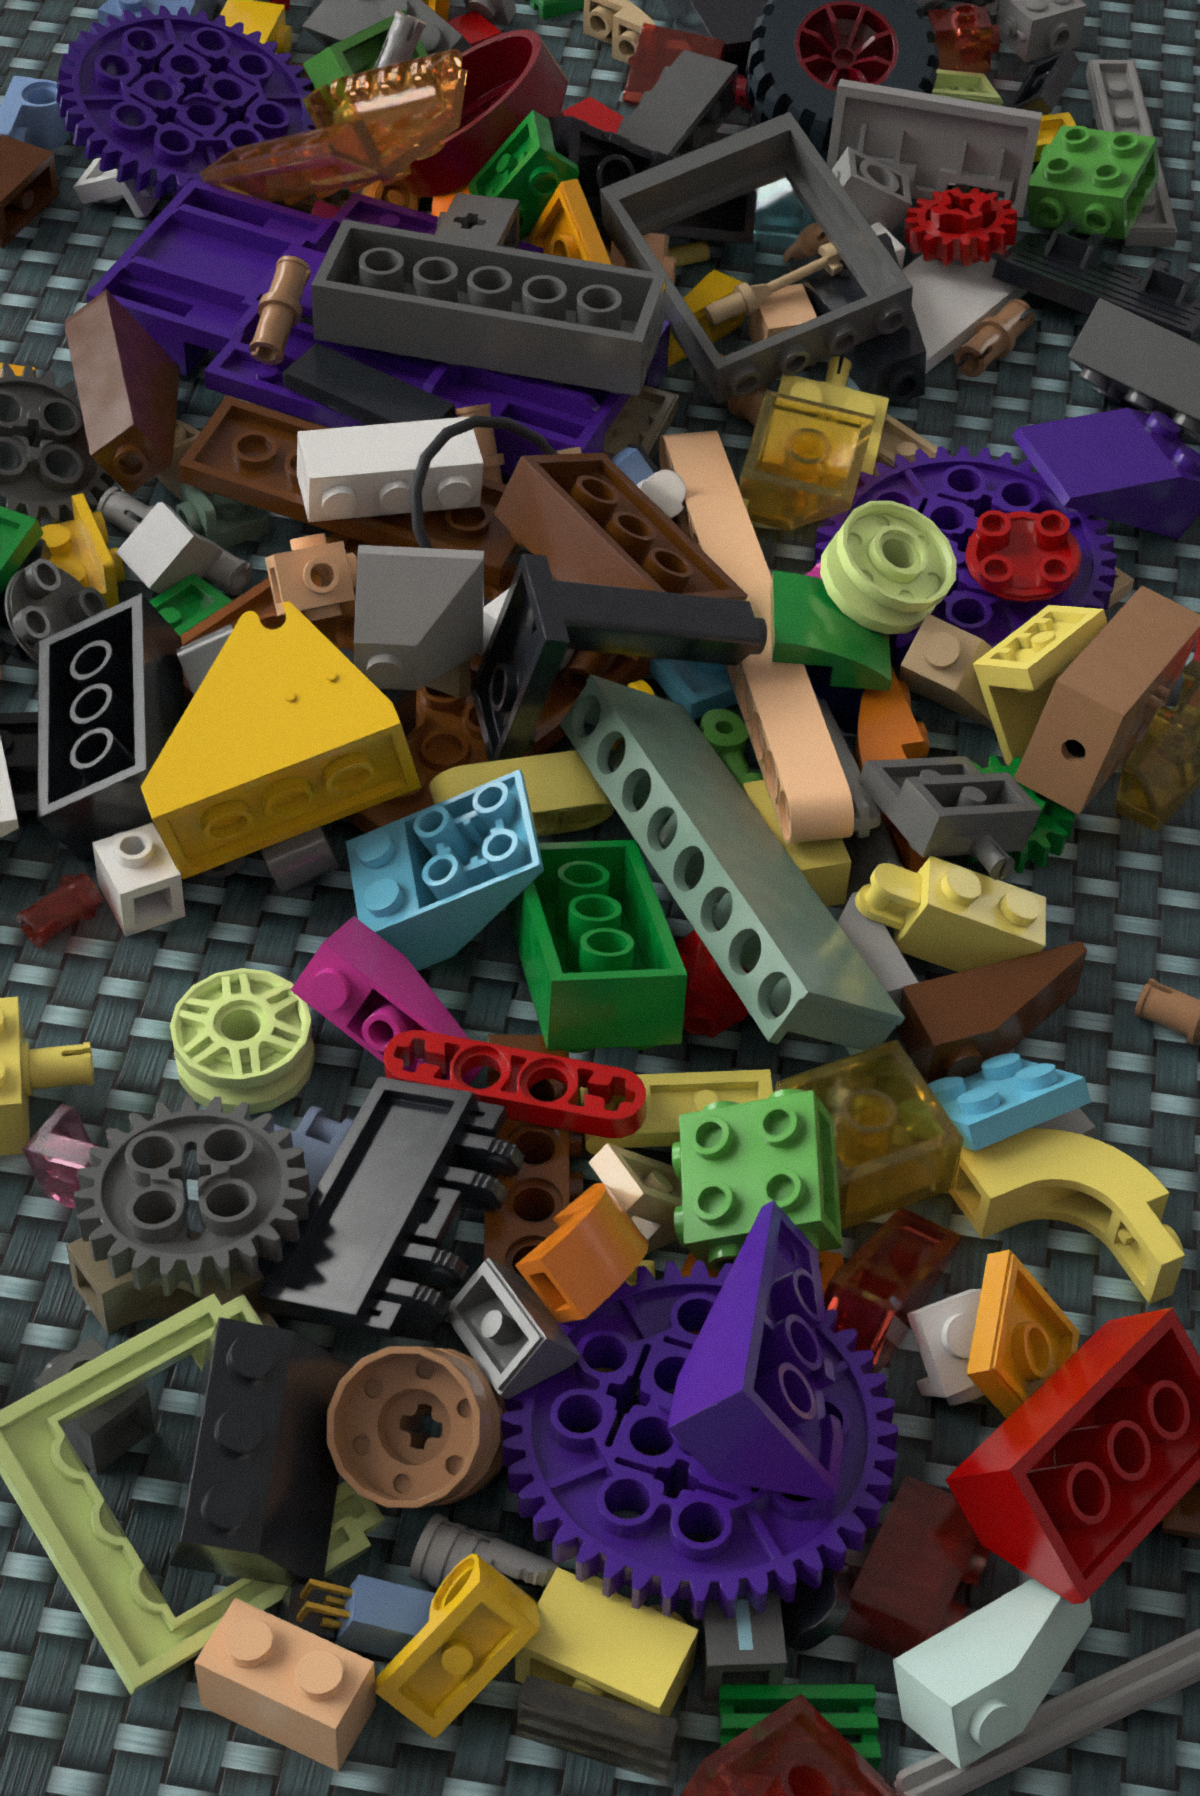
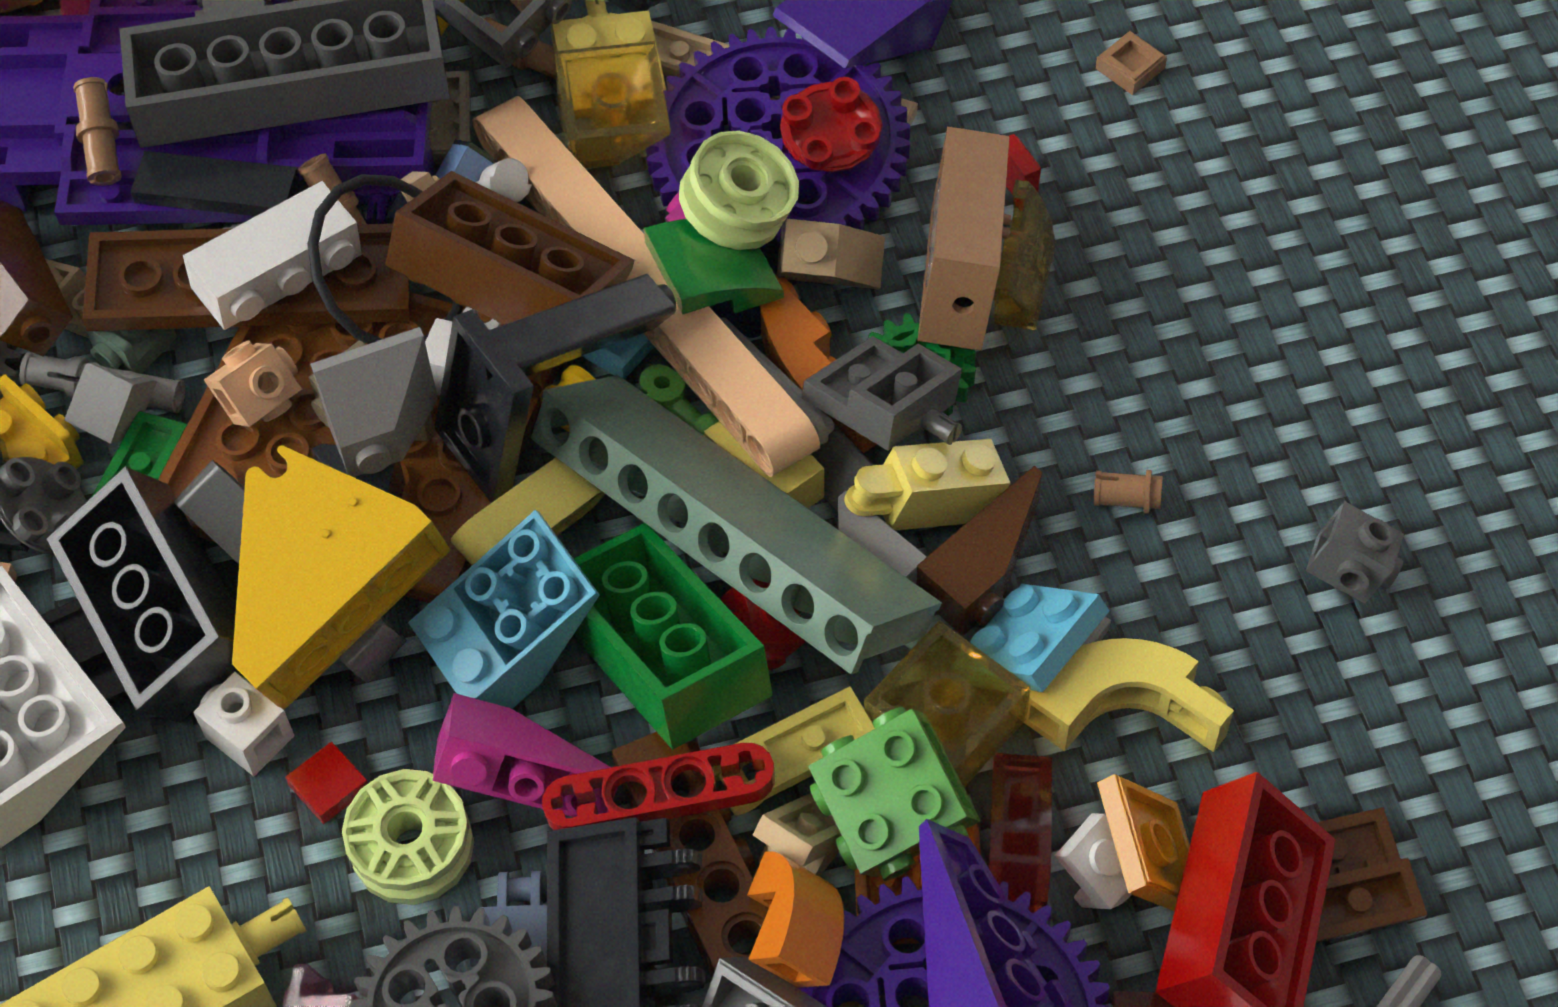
camera: 20 degrees left, 10 degrees up
(60, 909) = (189, 778): clear red pin -> none
(187, 961) = (326, 782): none -> red tile
(1024, 668) = (890, 233): light yellow bracket -> none

